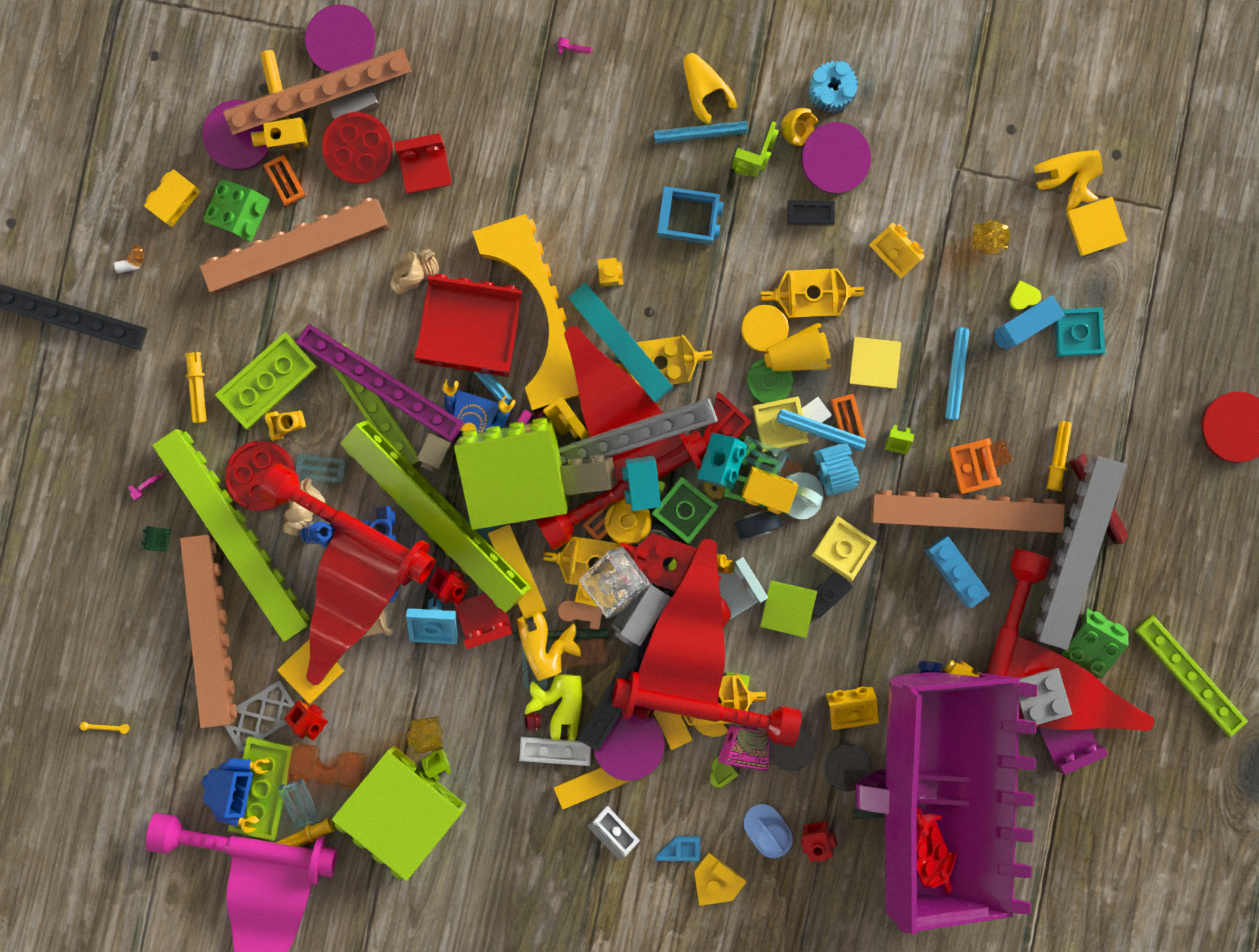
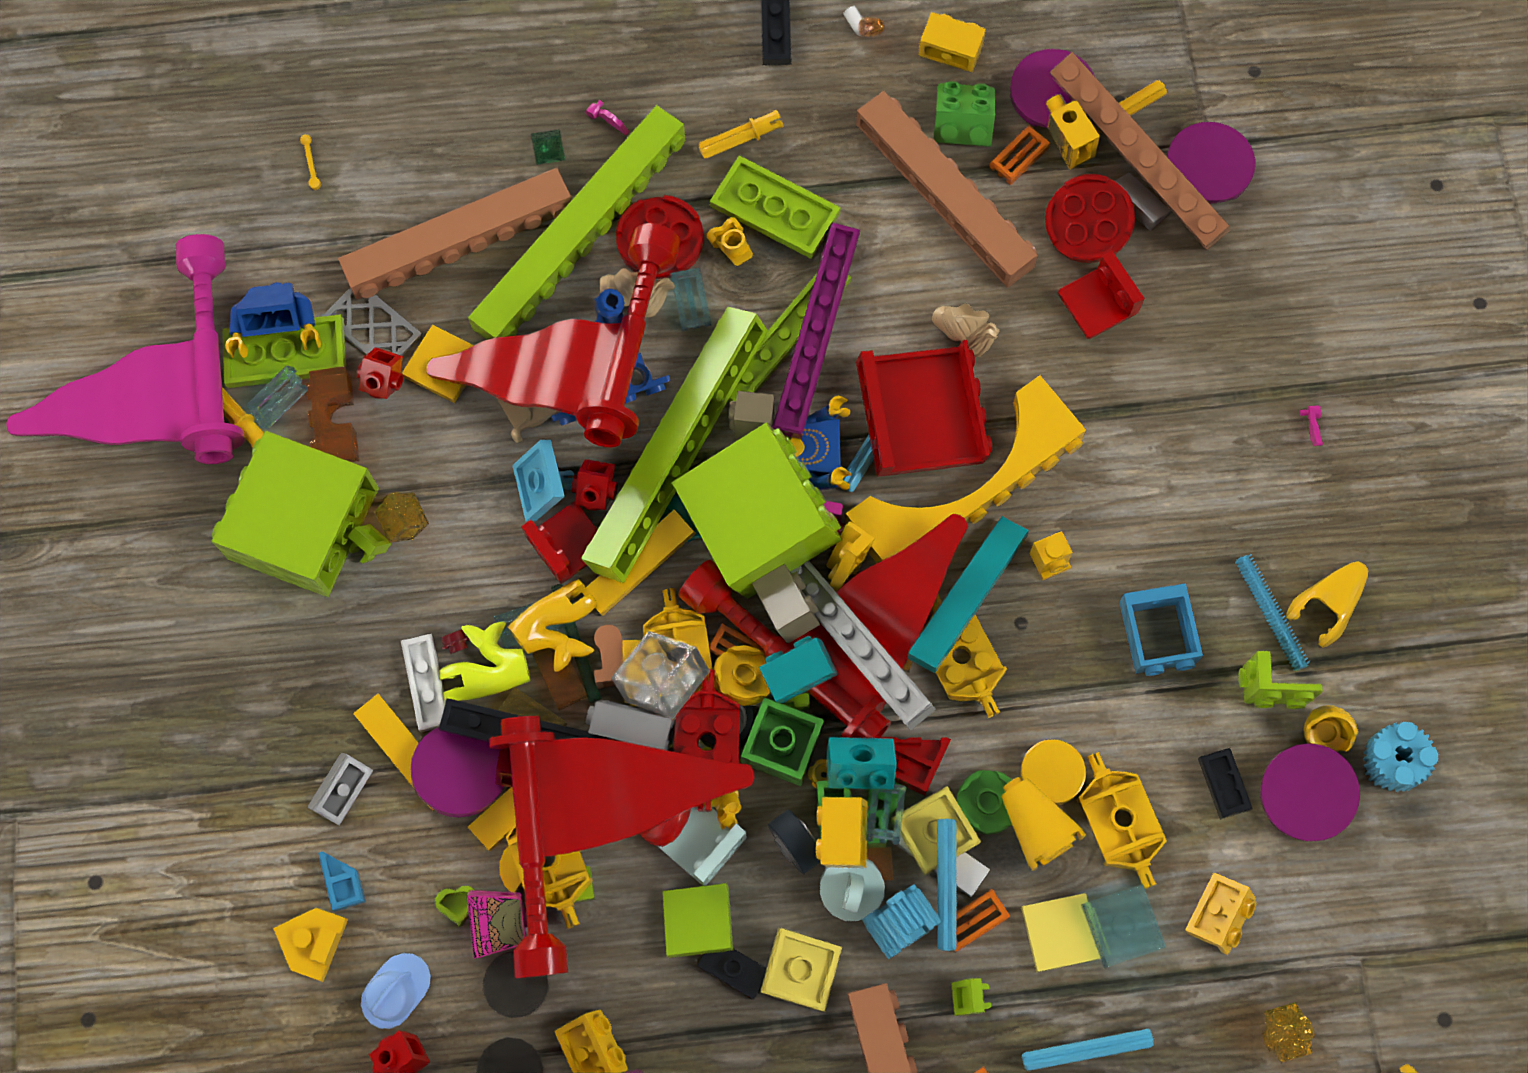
camera: 75 degrees right, 15 degrees down
(884, 319) = (1123, 926): none -> clear light blue tile

